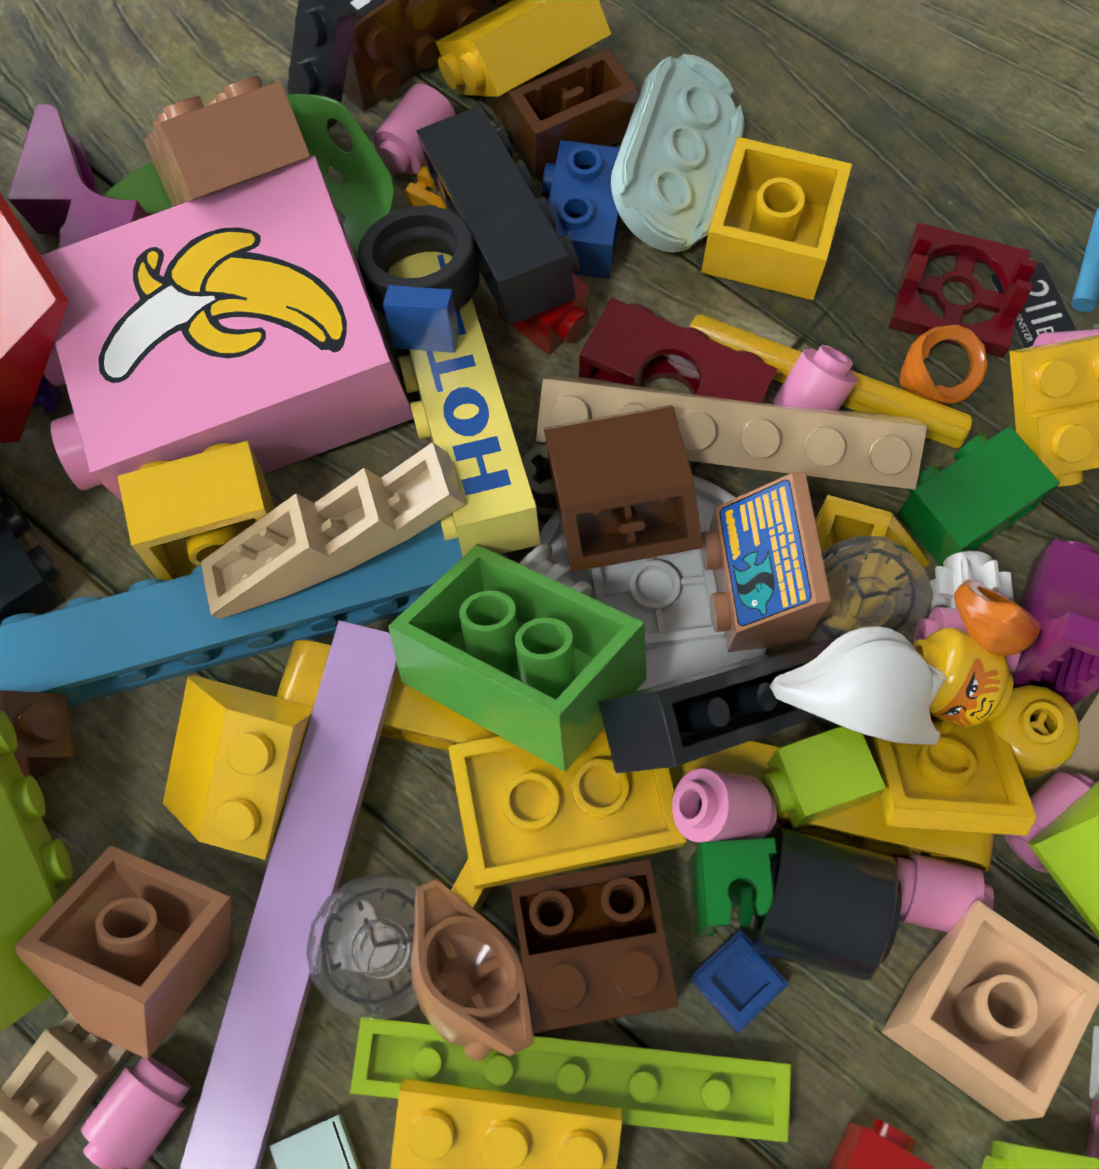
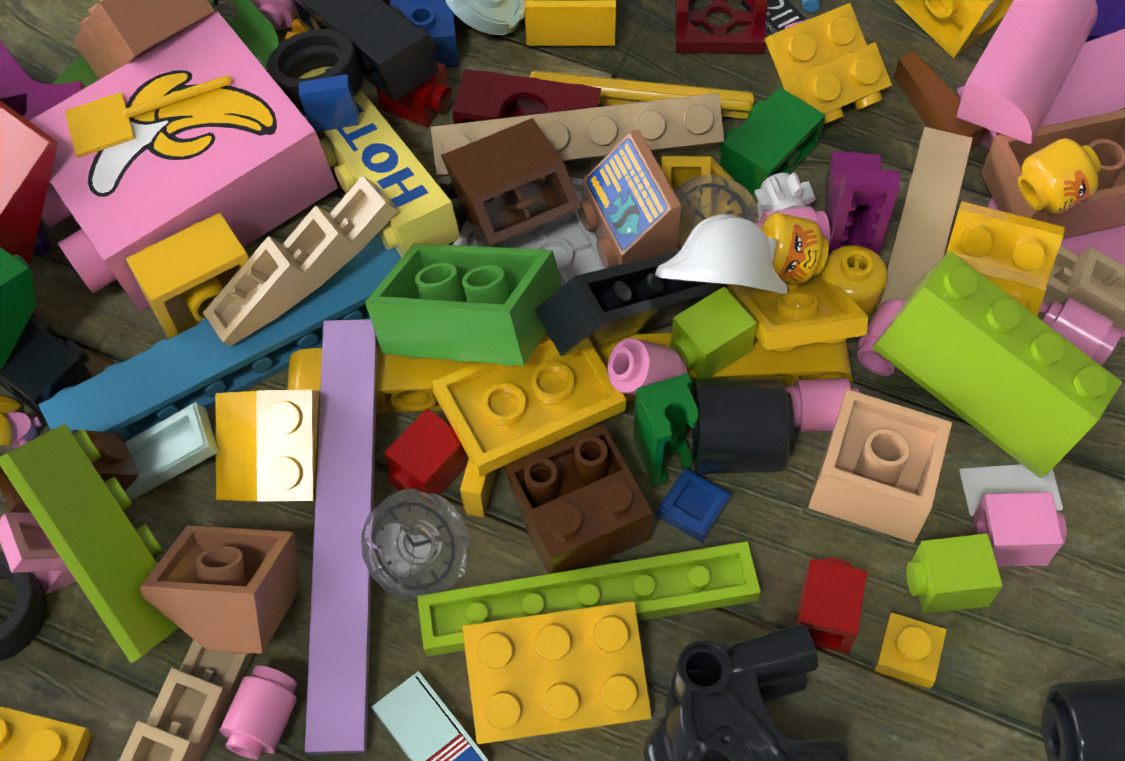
camera: 15 degrees left, 10 degrees down
(122, 725) = (170, 448): none -> light aqua tile
(140, 277) = (108, 122): none -> yellow piece
(419, 828) = (426, 456): none -> red brick
(467, 976) = (488, 538): nougat hat -> none
(818, 380) = (634, 85): bright pink brick -> none
(915, 376) = (706, 77): orange piece -> none
(995, 620) = (804, 200): orange piece -> none

